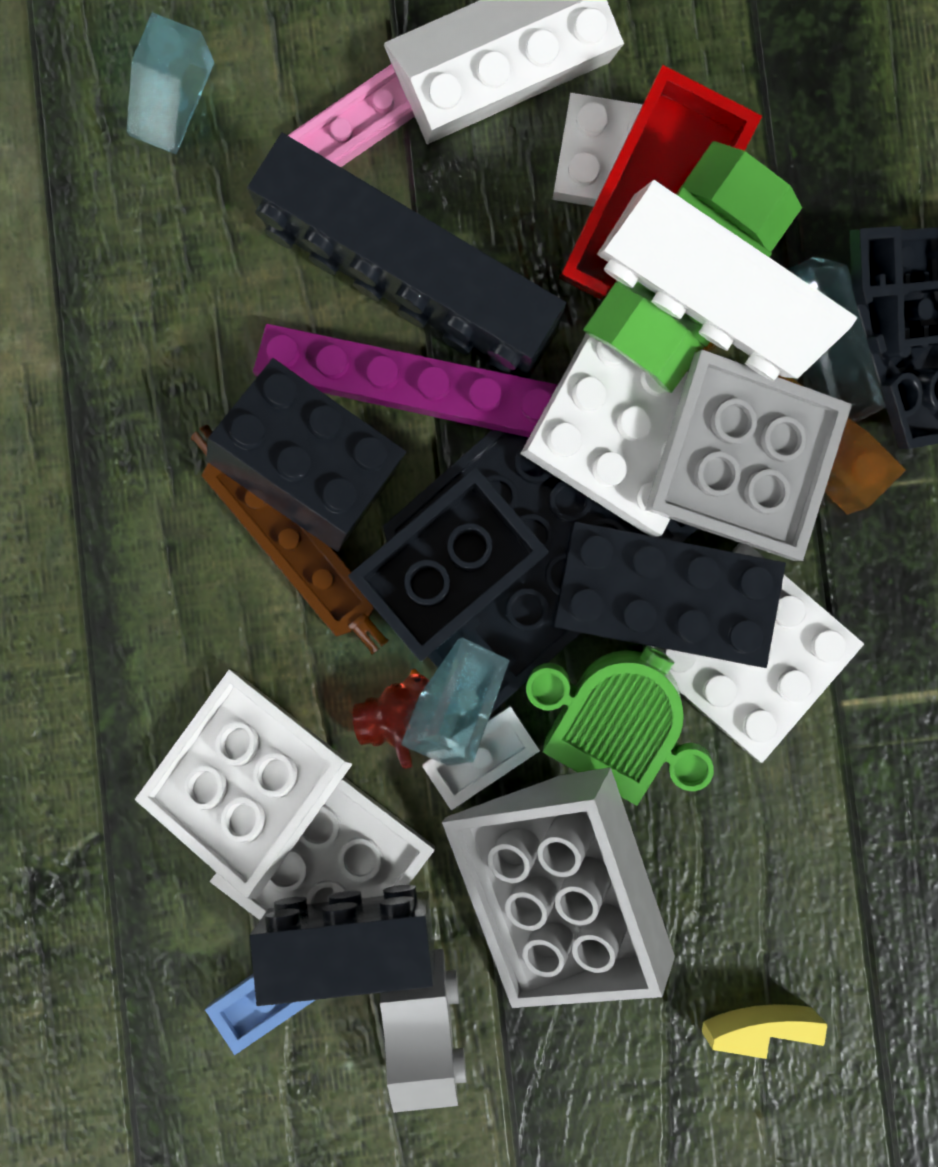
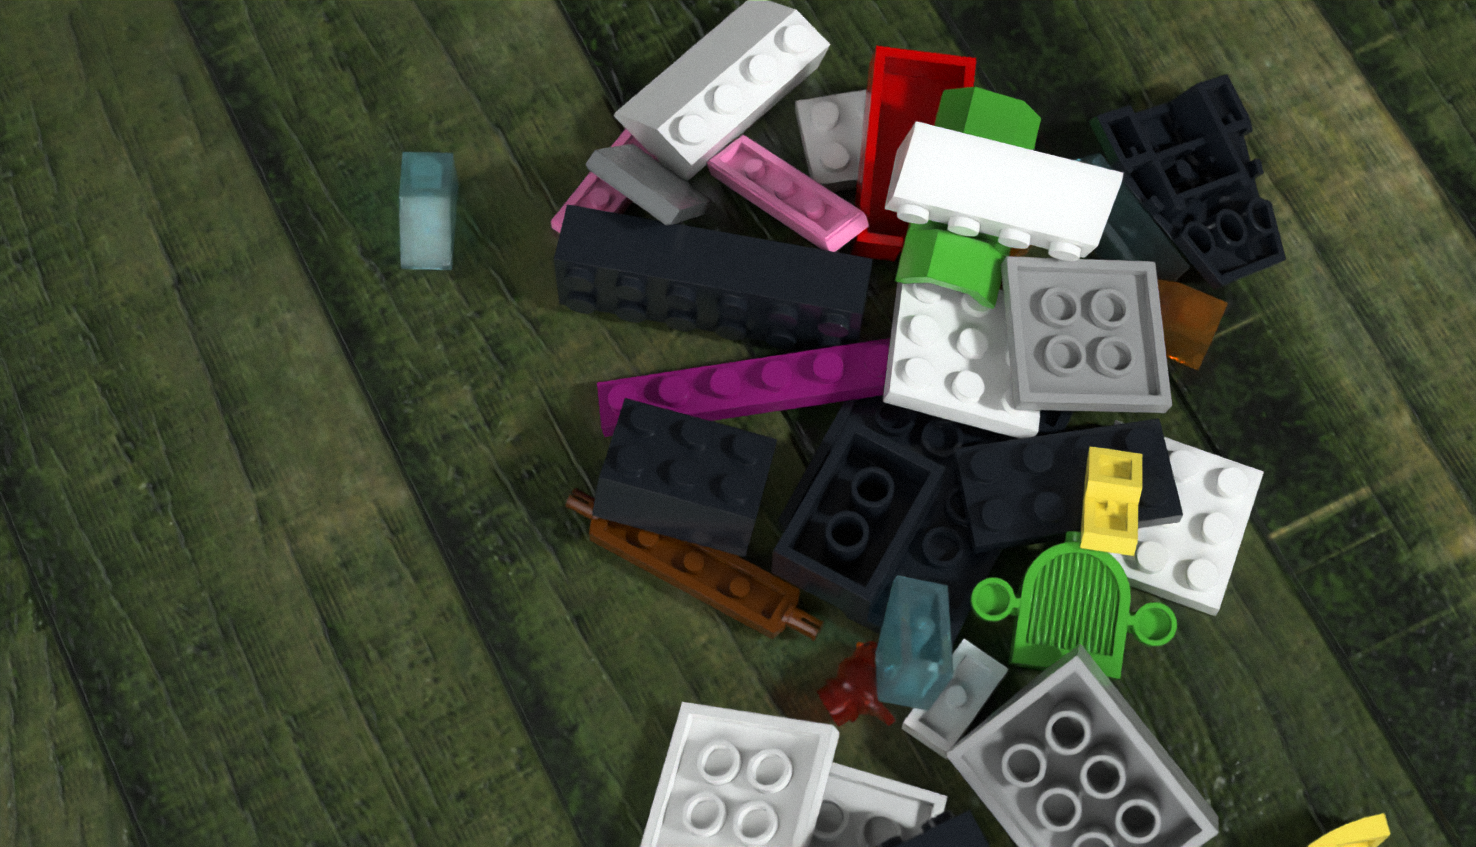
camera: 20 degrees left, 20 degrees down
(374, 136) = (648, 183): none -> dark grey tile
(518, 197) = (787, 194): none -> bright pink tile
(701, 637) = (1111, 501): none -> light yellow slope

